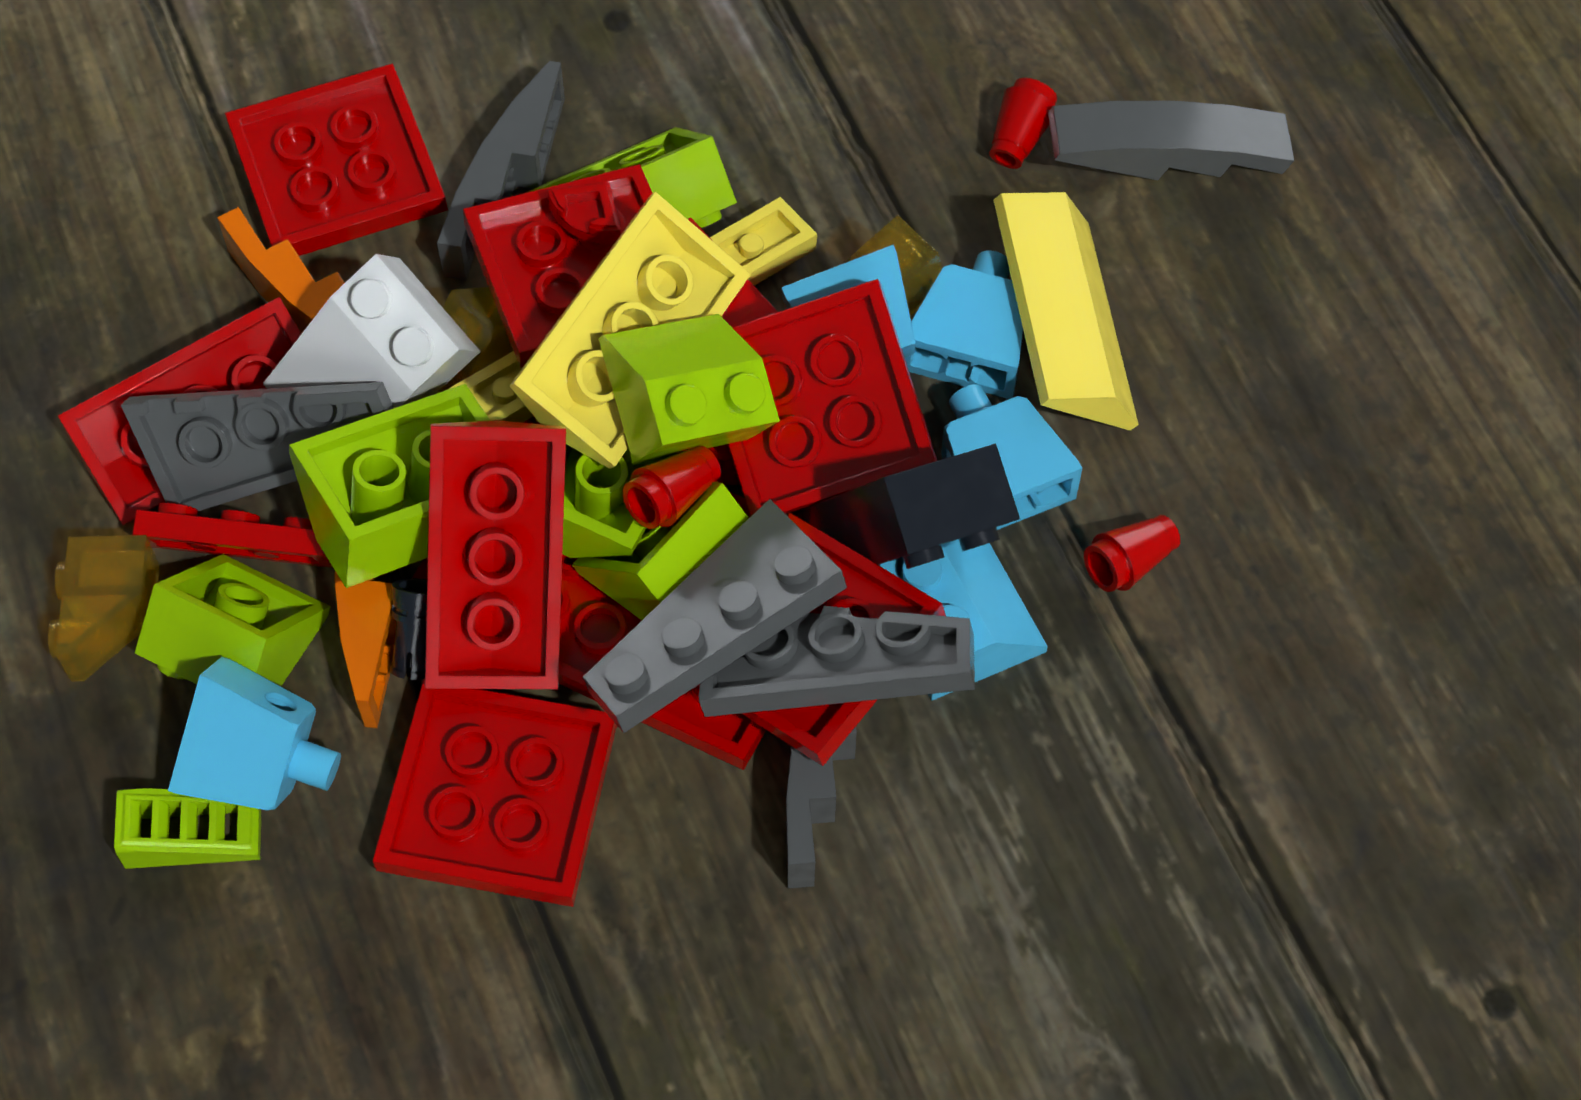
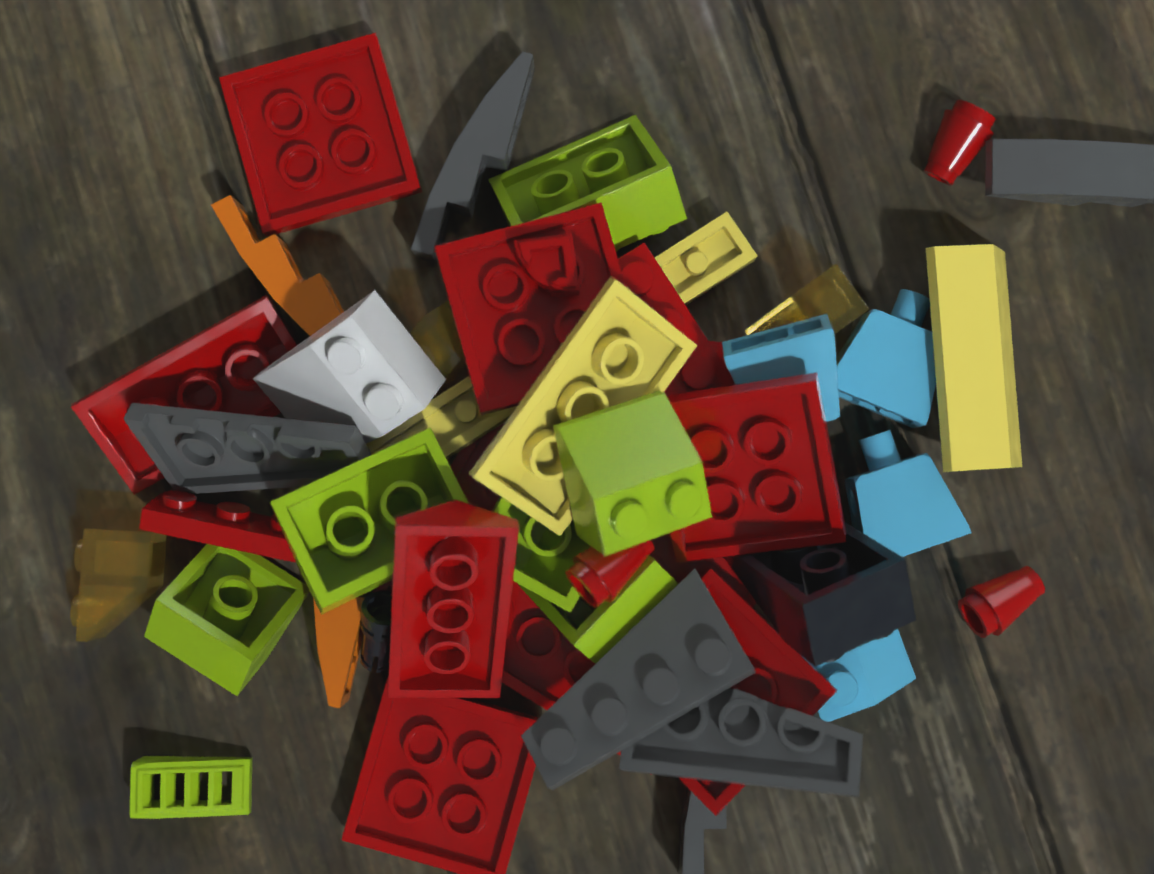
camera: 10 degrees right, 25 degrees up
(248, 741) = (240, 734): medium azure torso -> none

